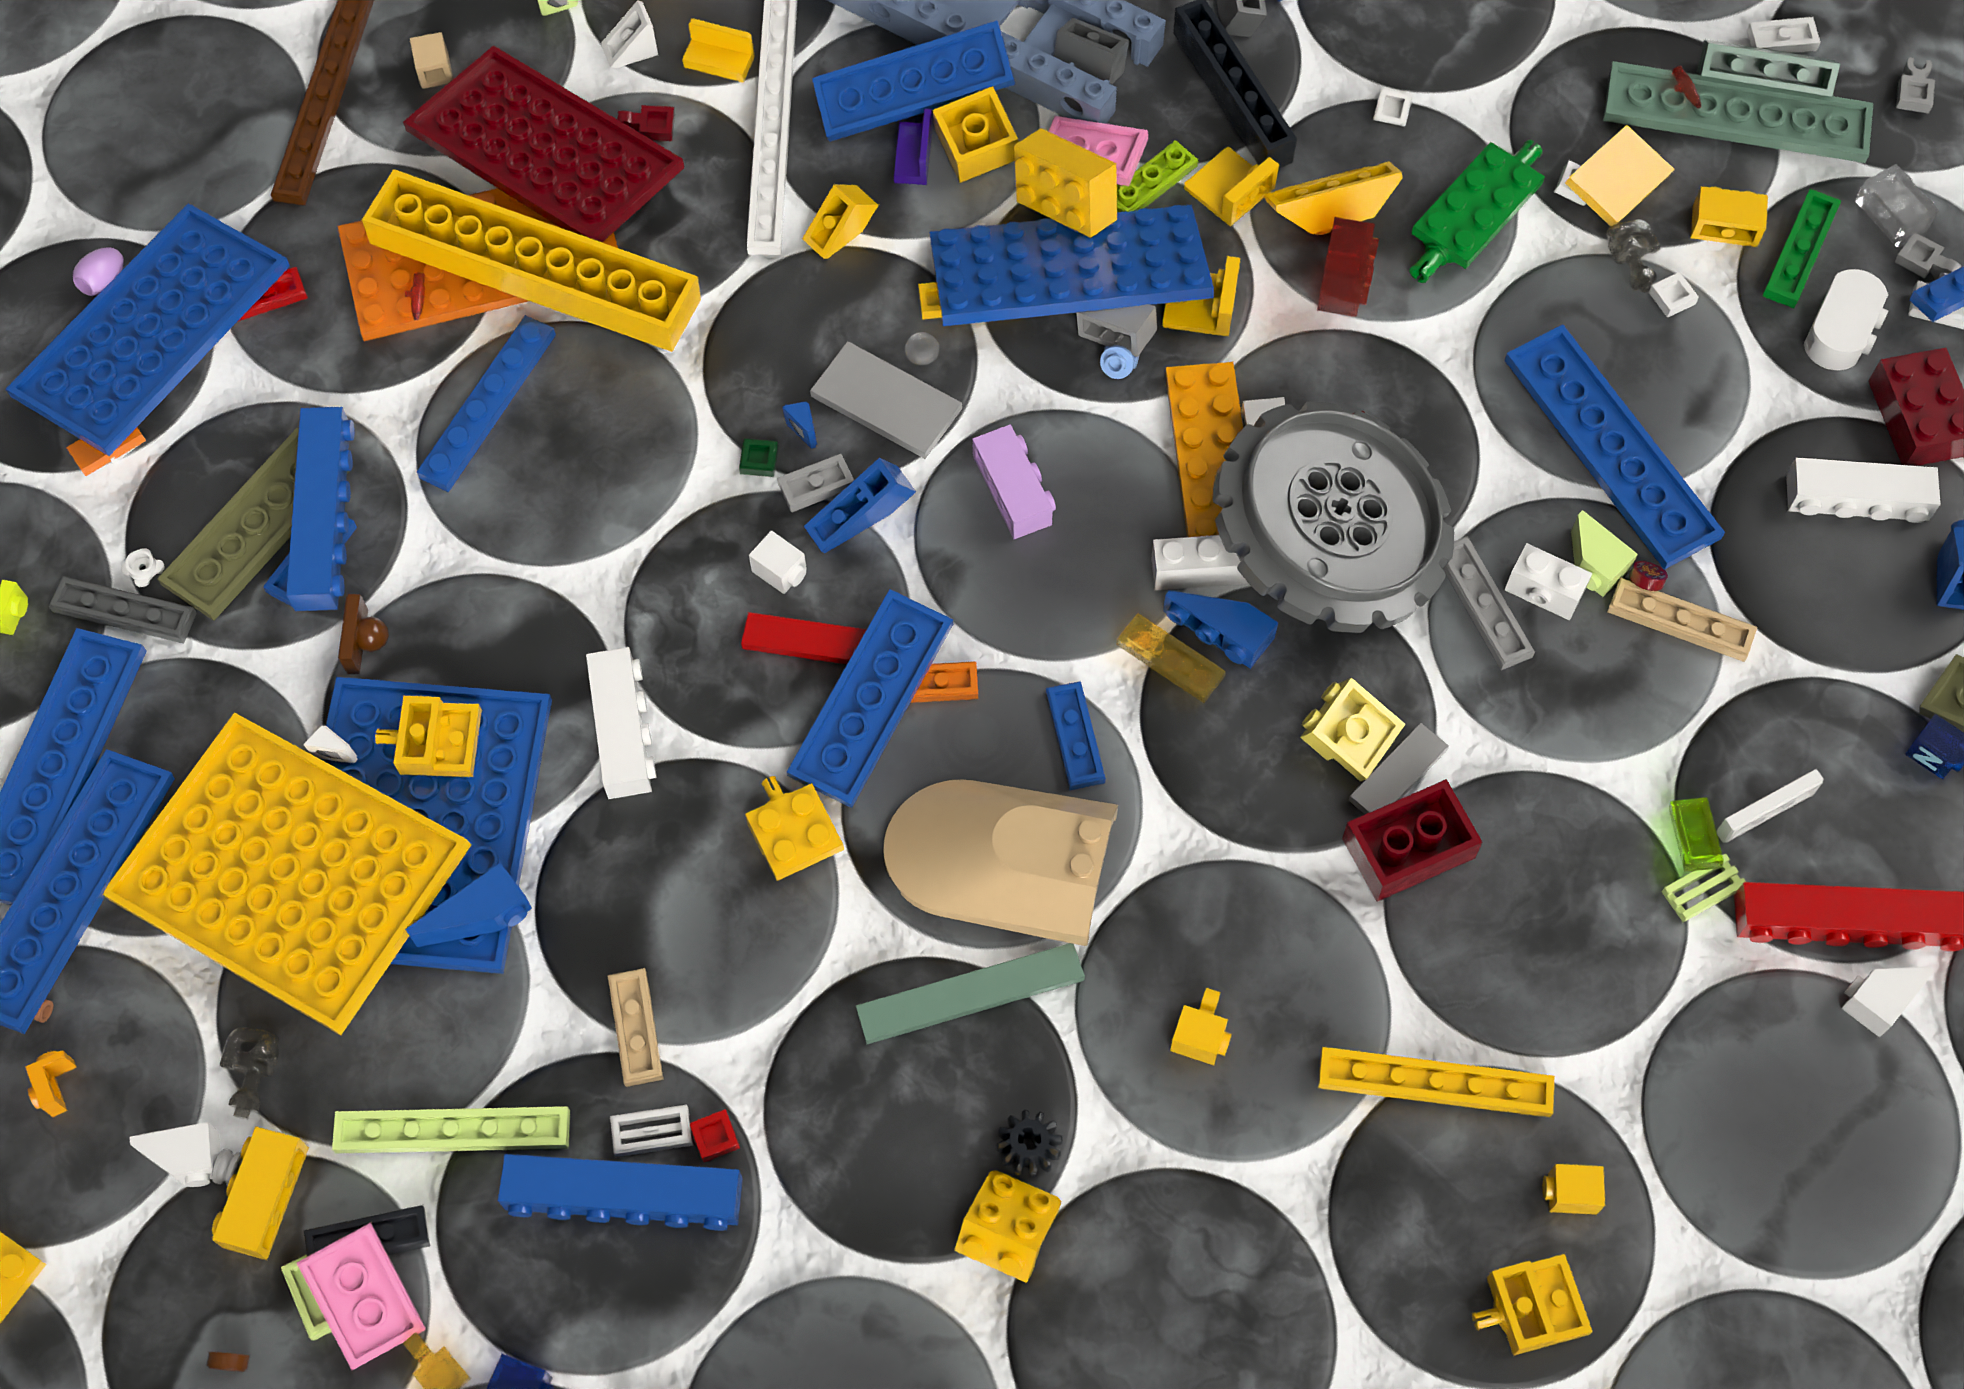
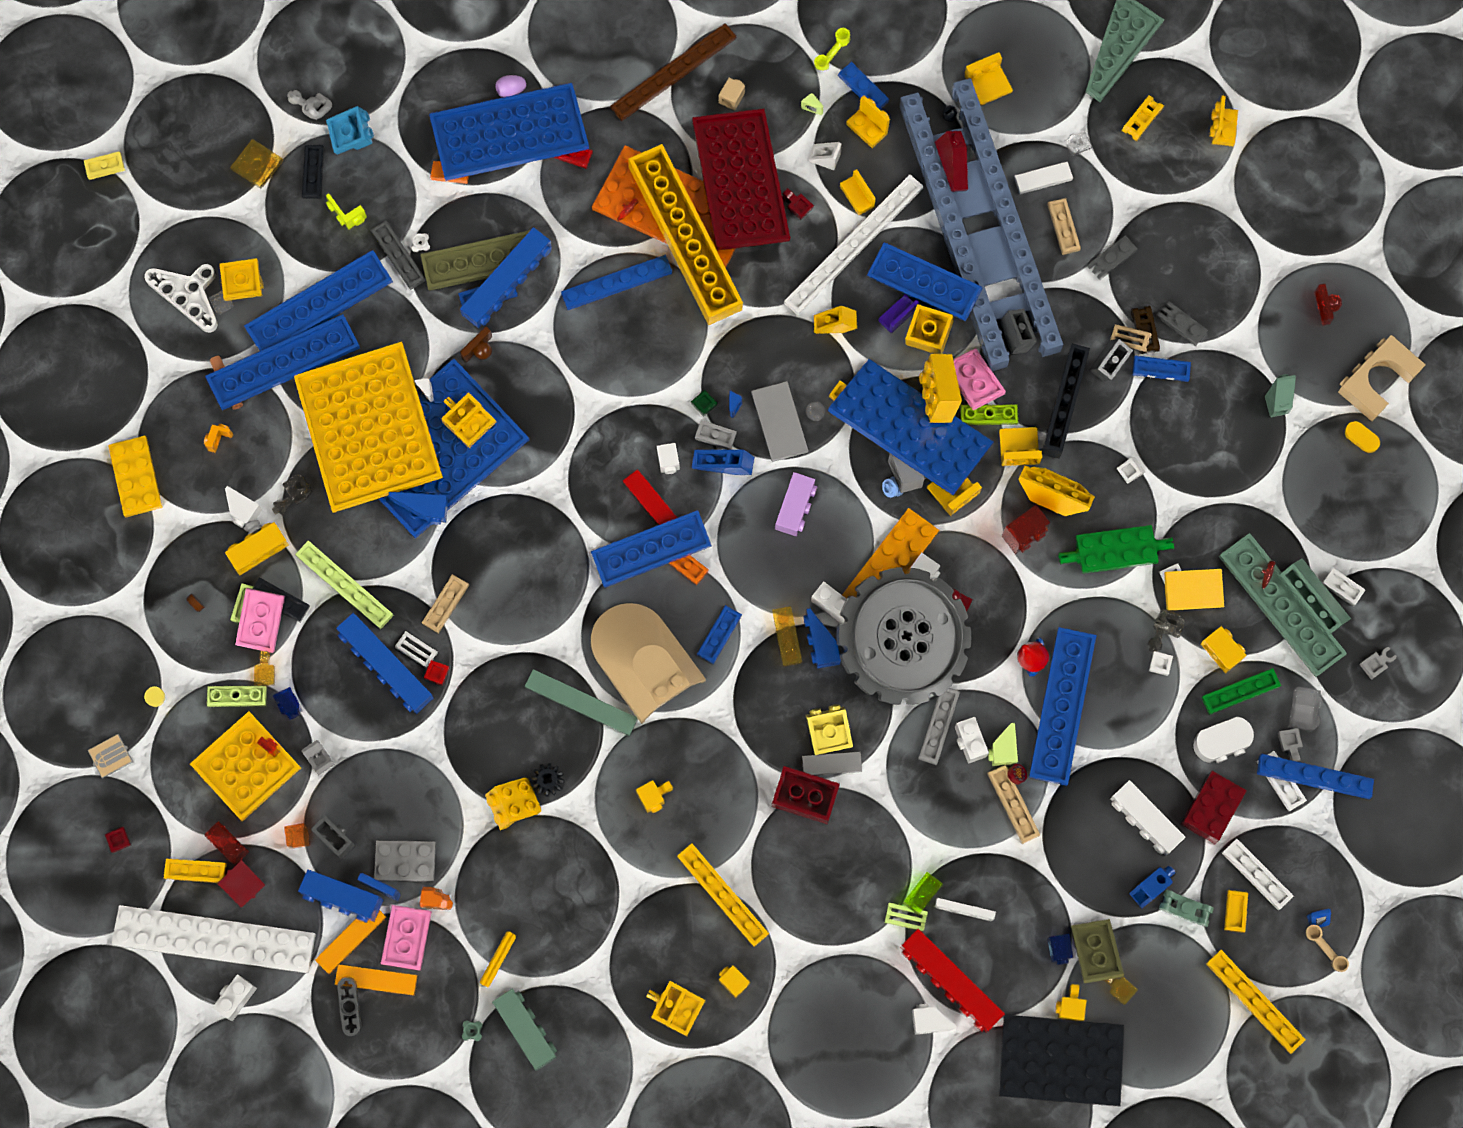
camera: 40 degrees right, 10 degrees up
(619, 723) = (545, 473): white brick -> none
(793, 829) = (572, 577): yellow plate -> none
(1512, 416) = (1033, 656): none -> red hat

